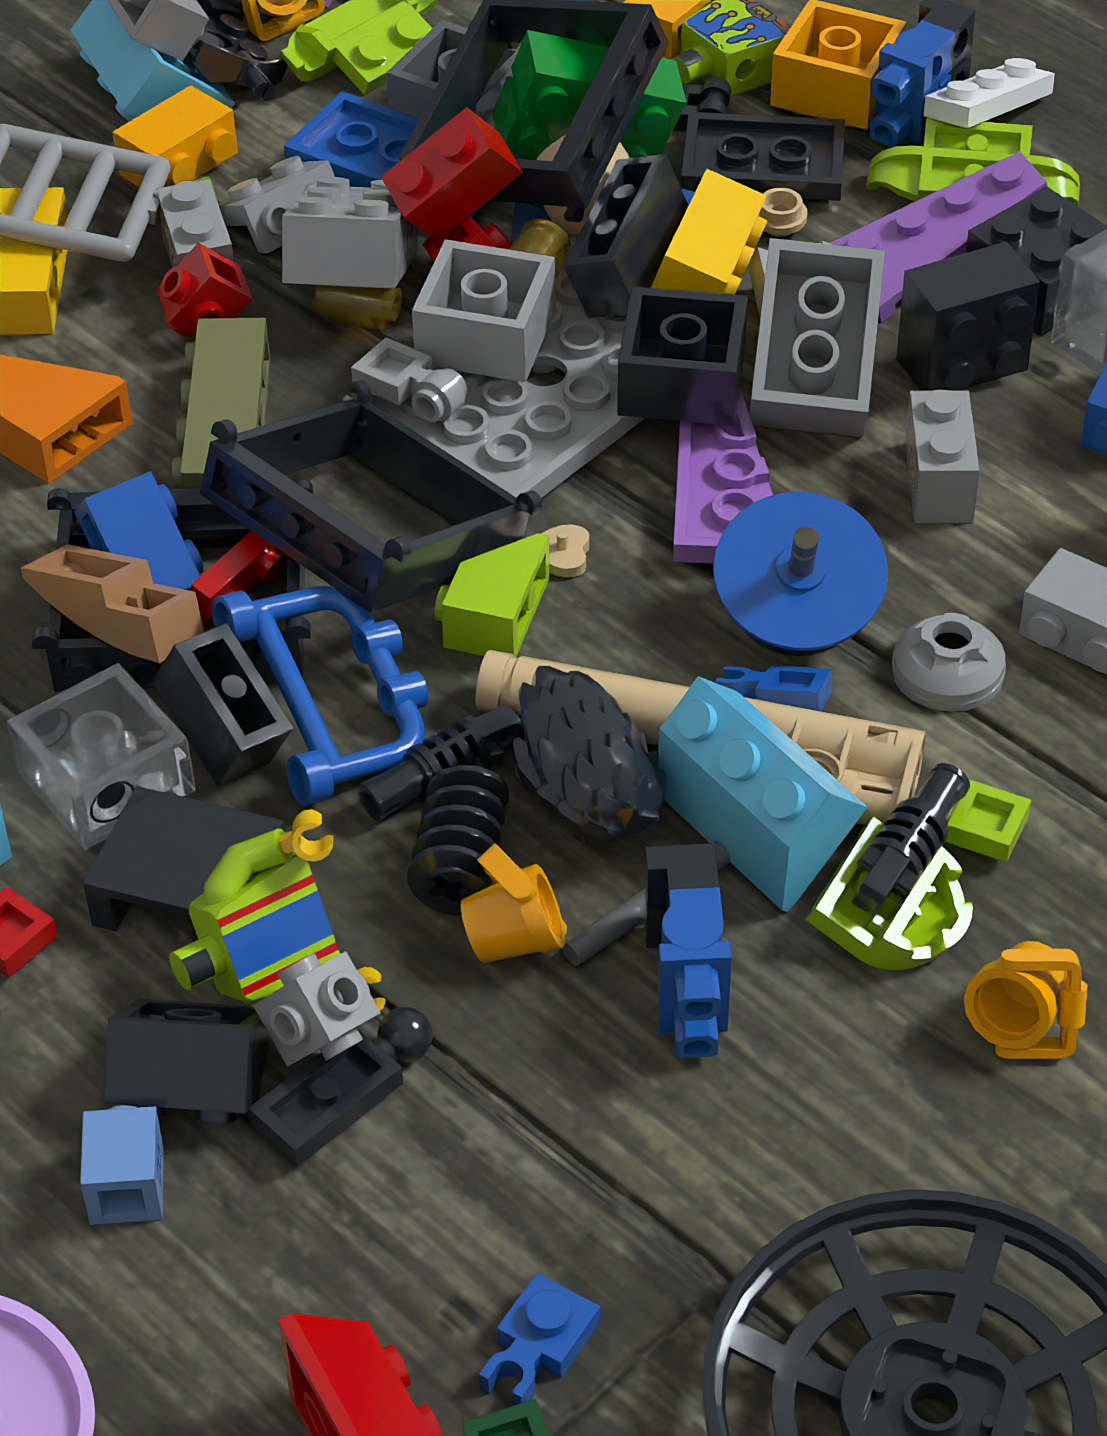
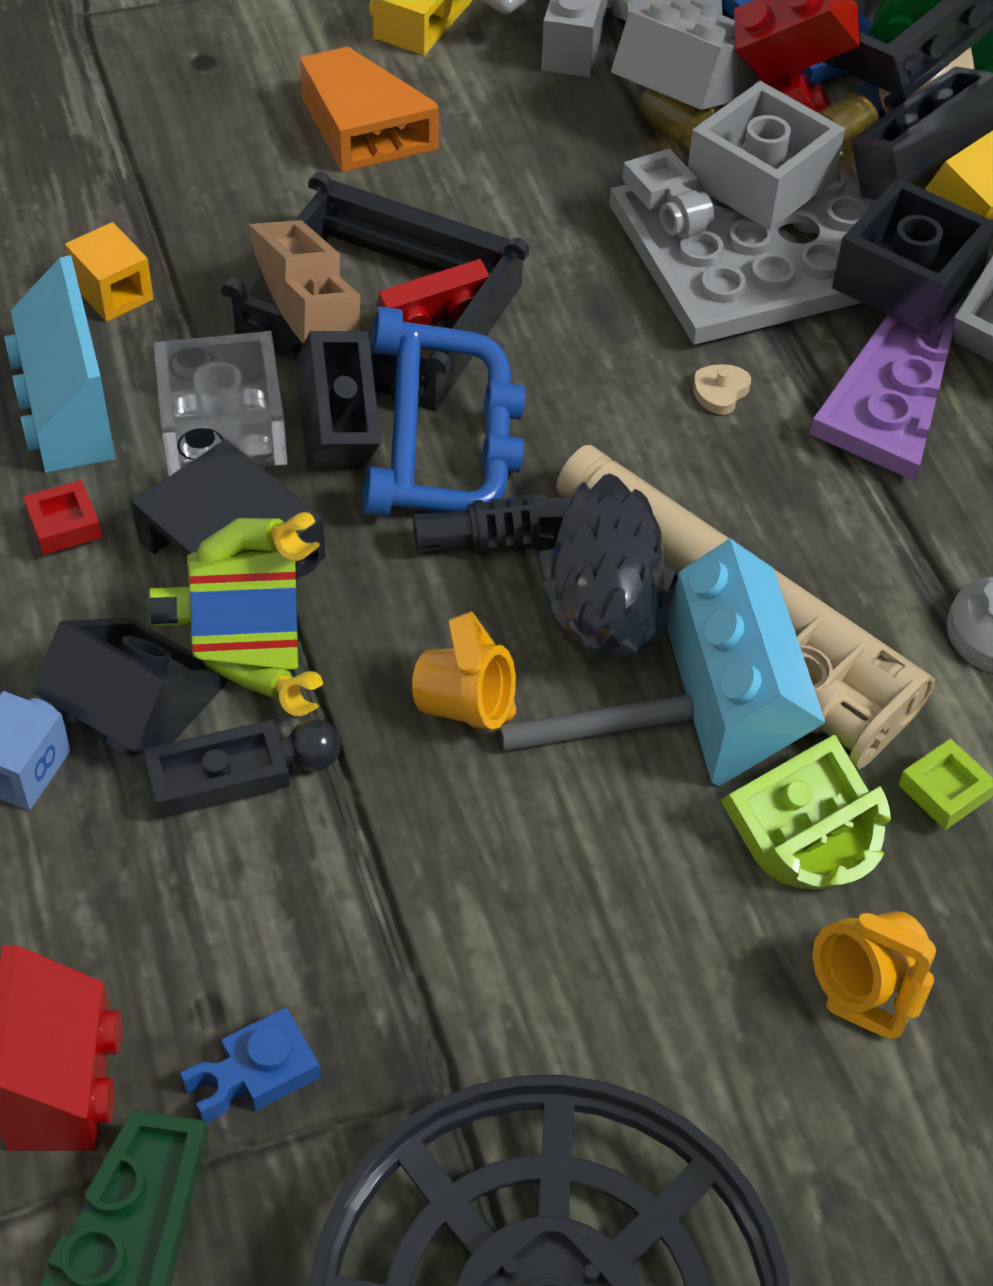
camera: 25 degrees right, 5 degrees up
(140, 523) = (360, 228): blue brick -> none
(202, 288) = (550, 62): red brick -> none
(227, 382) = (512, 160): olive brick -> none
(249, 483) = (531, 341): black window -> none
(317, 1008) = (219, 690): light grey brick -> none
(456, 827) = (473, 578): black piece -> none
(494, 597) = (632, 404): lime slope -> none
(687, 927) = (592, 778): blue hips -> none
(781, 684) = (831, 582): blue plate -> none
(800, 572) = (903, 485): blue piece -> none
(910, 838) = (853, 769): black hinge -> none

